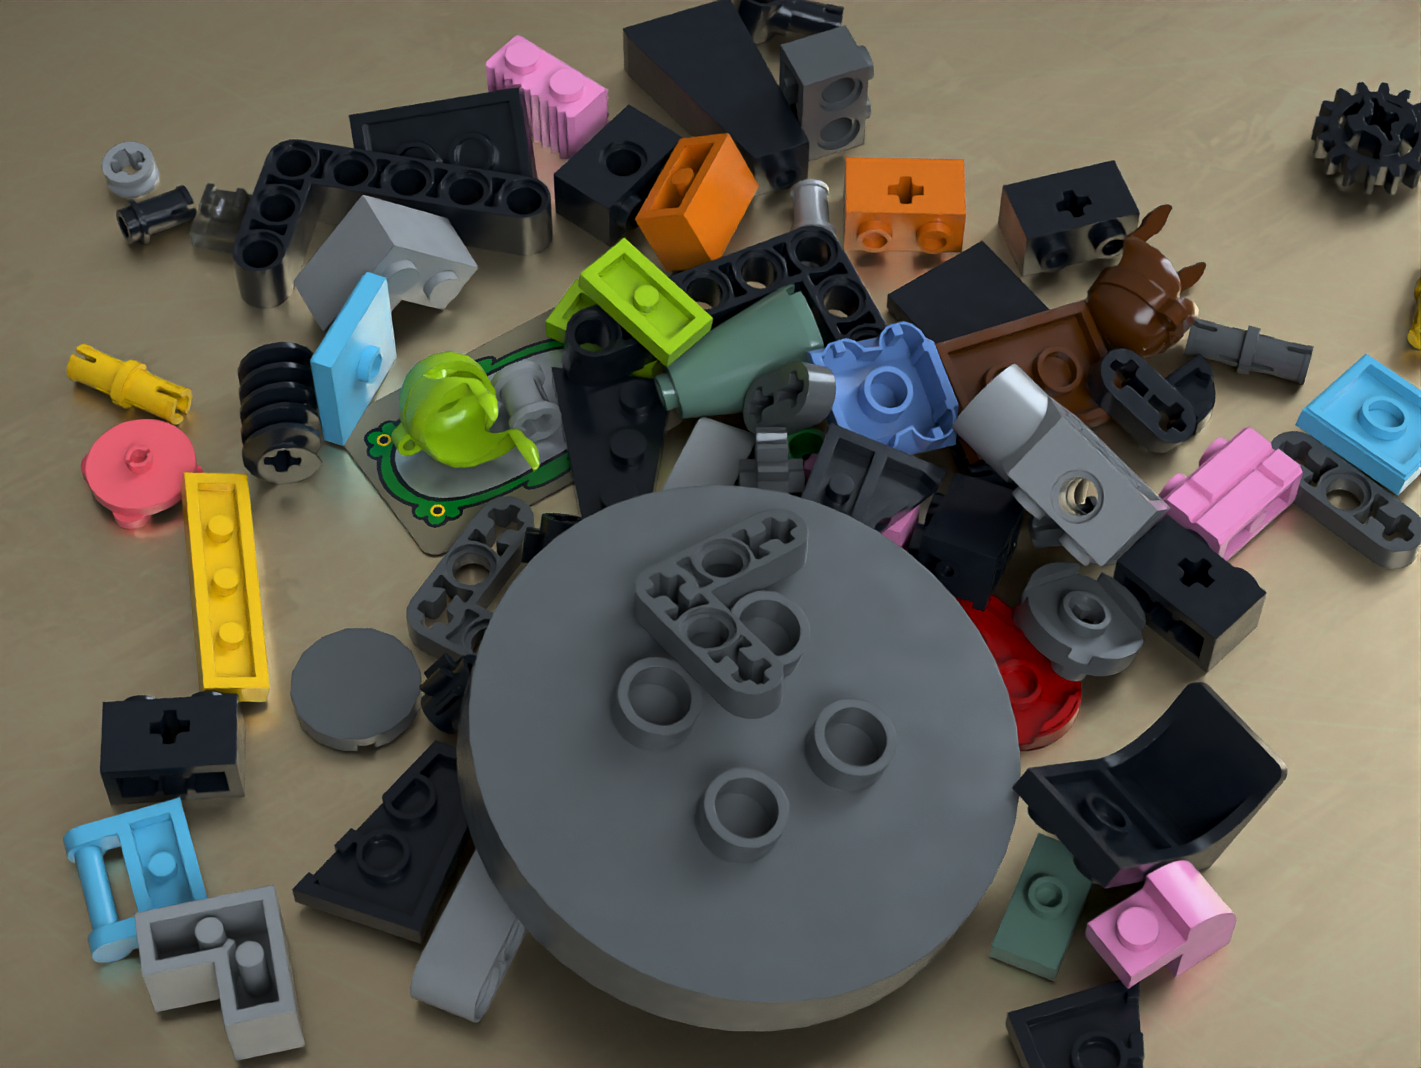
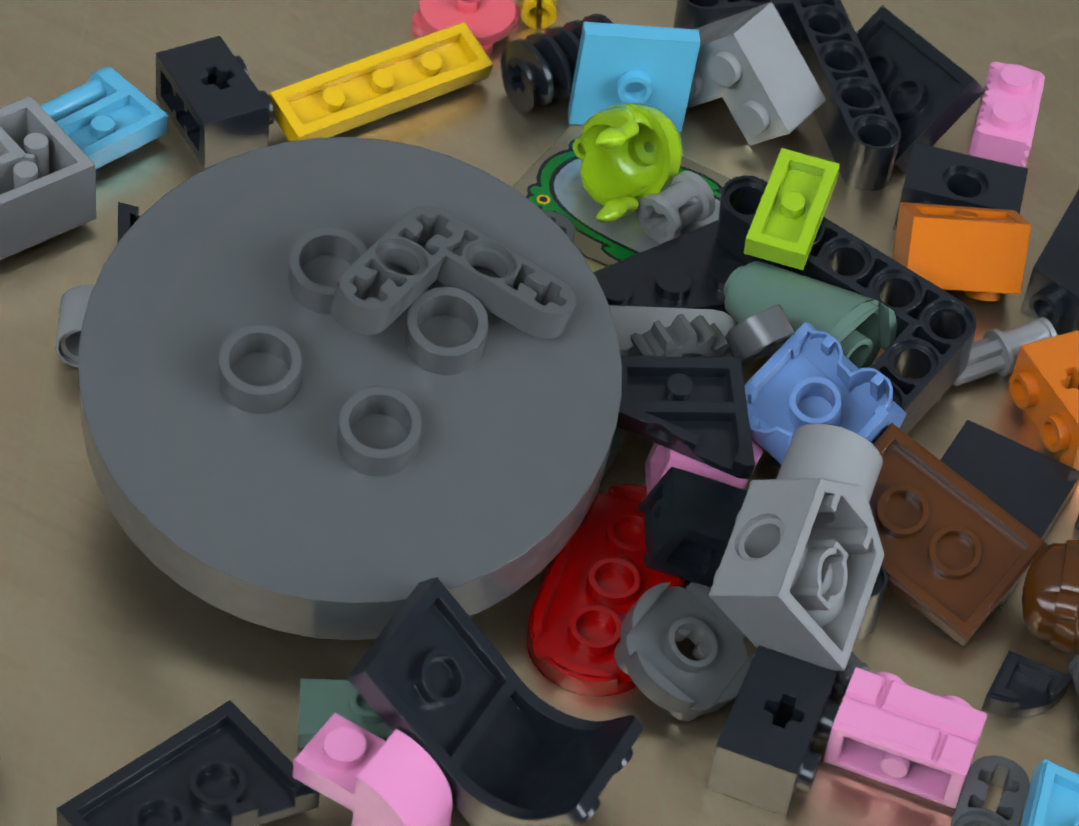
camera: 60 degrees right, 10 degrees down
(1141, 400) = (987, 636): black beam -> none

